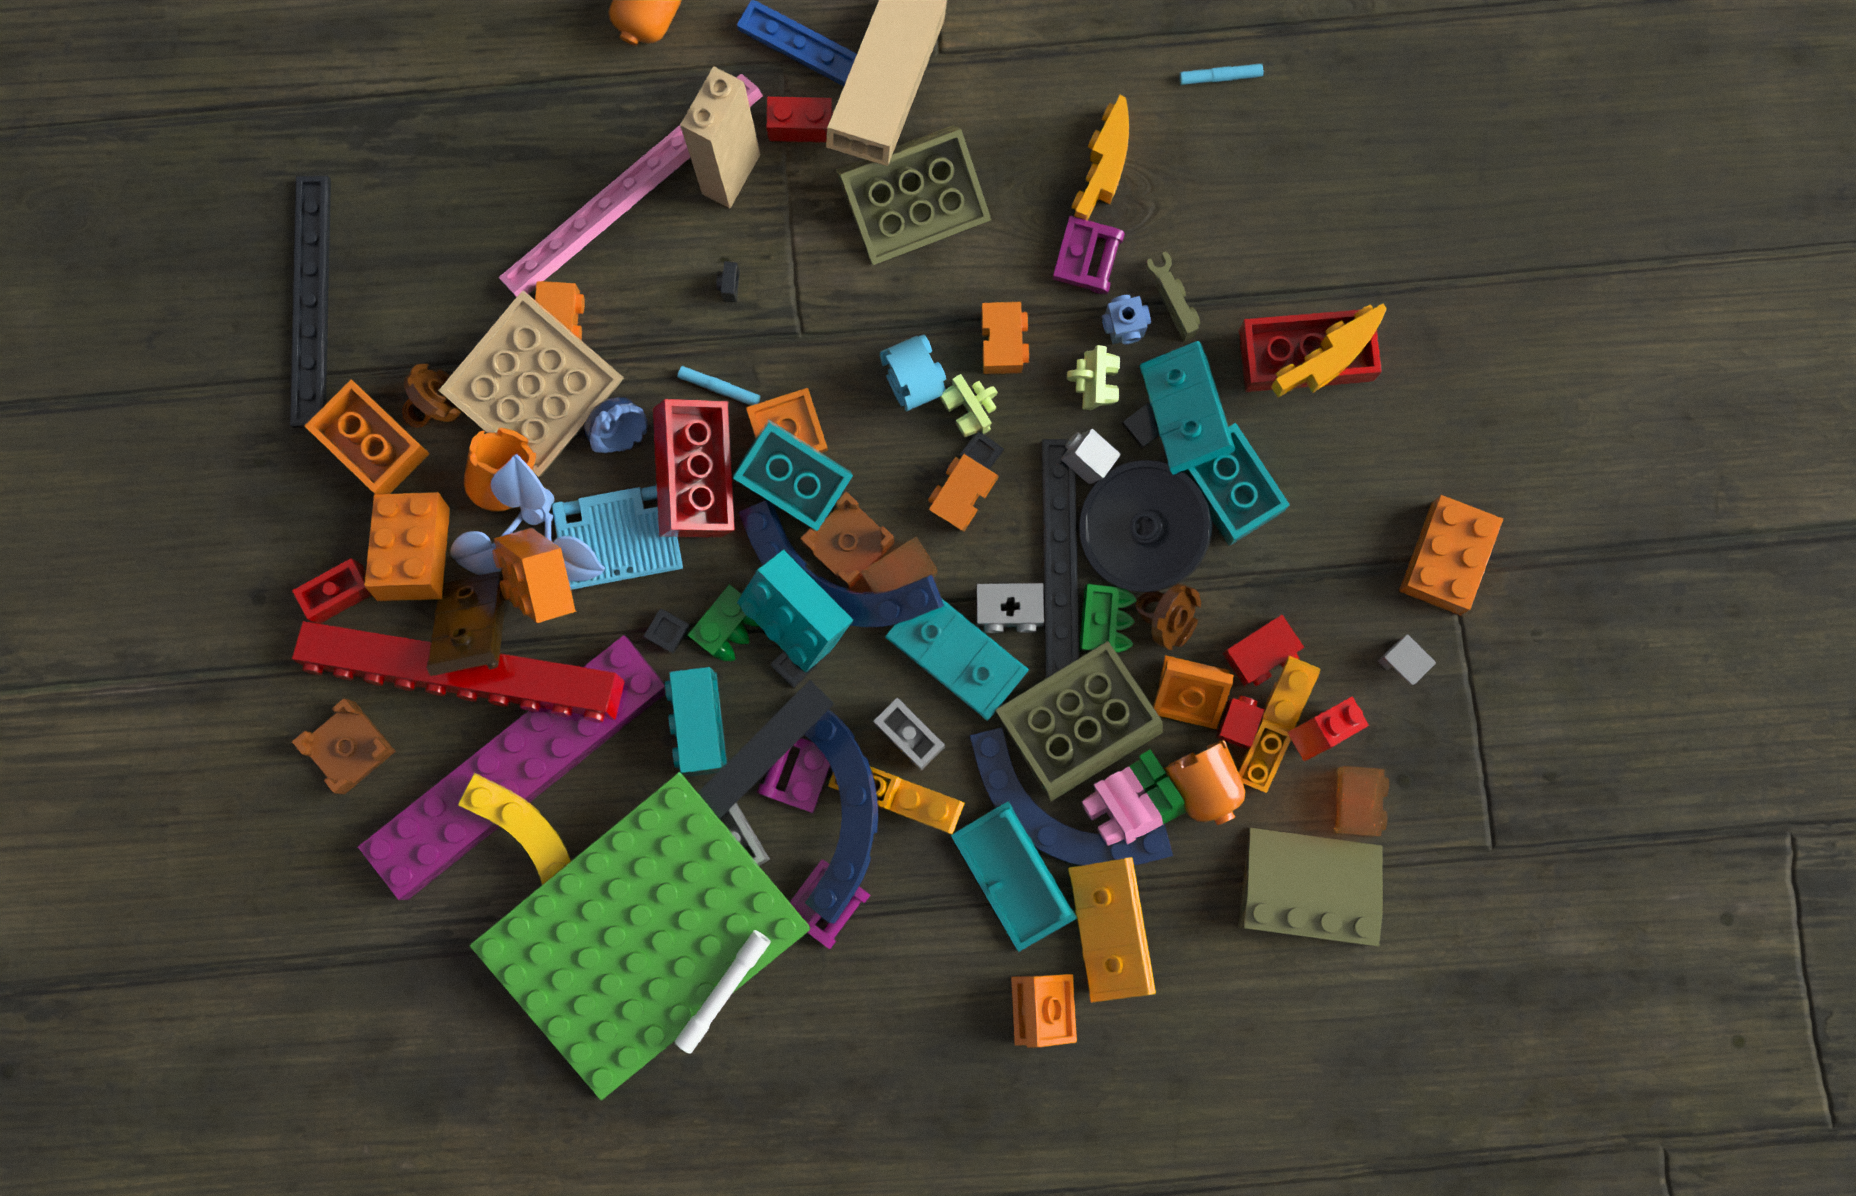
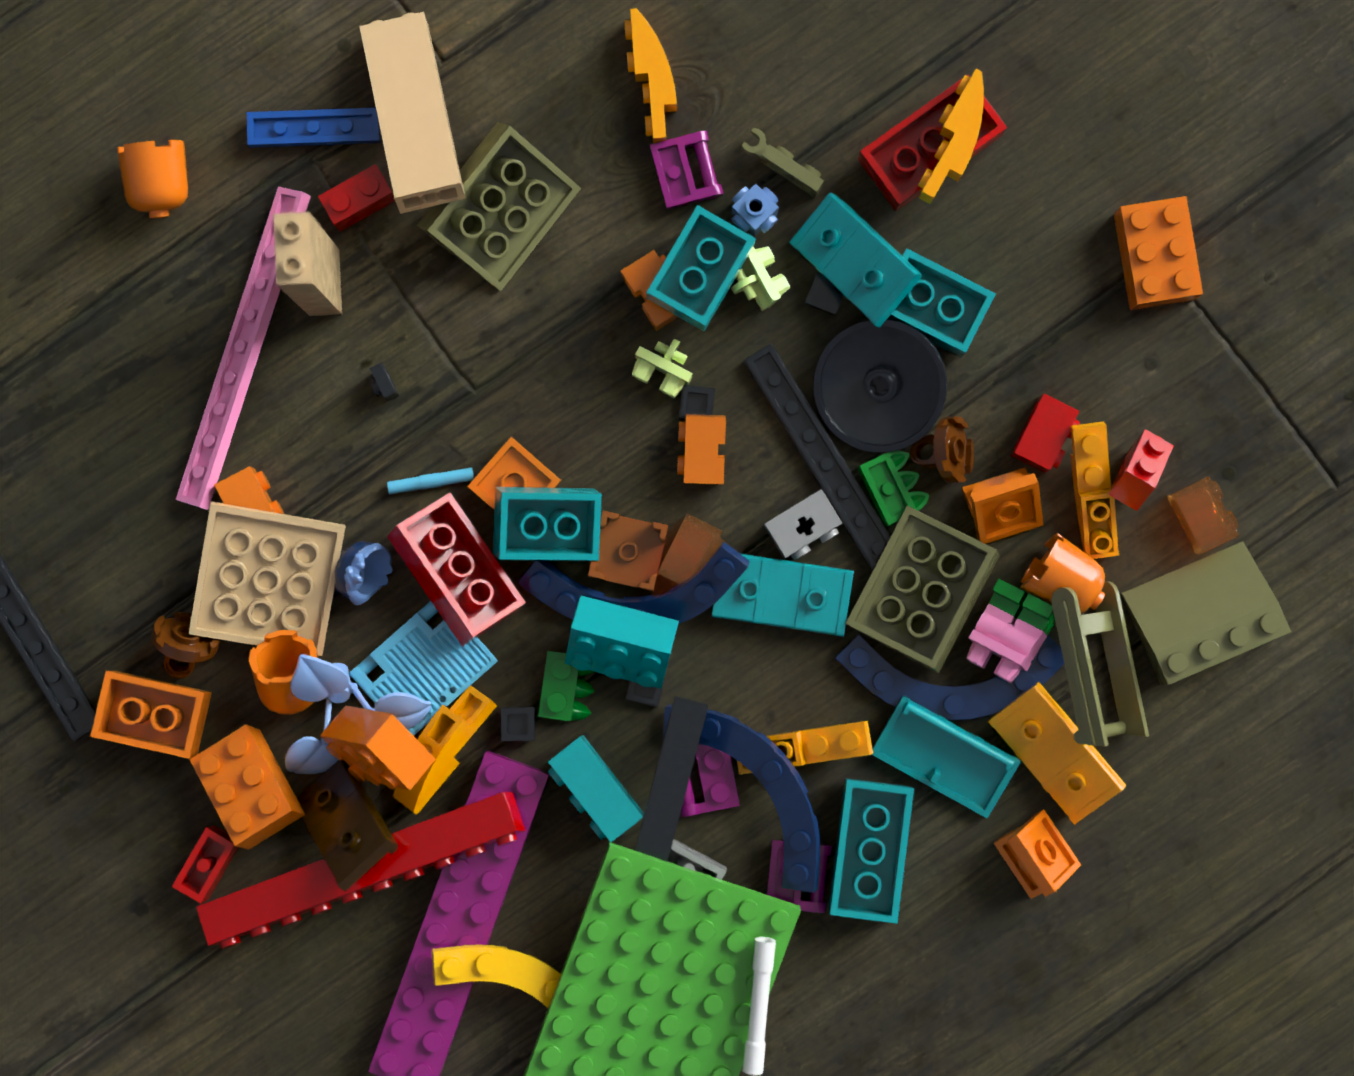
camera: 30 degrees left, 5 degrees up
(345, 747) = (300, 991): dark orange panel -> none
(593, 605) = (443, 740): none -> light orange slope
(900, 917) = (870, 850): none -> teal brick
(909, 734) = (784, 689): light grey brick -> none
(913, 373) = (597, 369): medium azure brick -> none
(1050, 336) = (700, 268): none -> teal brick
(1090, 455) = (795, 351): brick -> none
(1225, 848) = (1072, 633): none -> olive piece
(1240, 722) = (1061, 507): red brick -> none
(1407, 660) = (1173, 368): light grey panel -> none

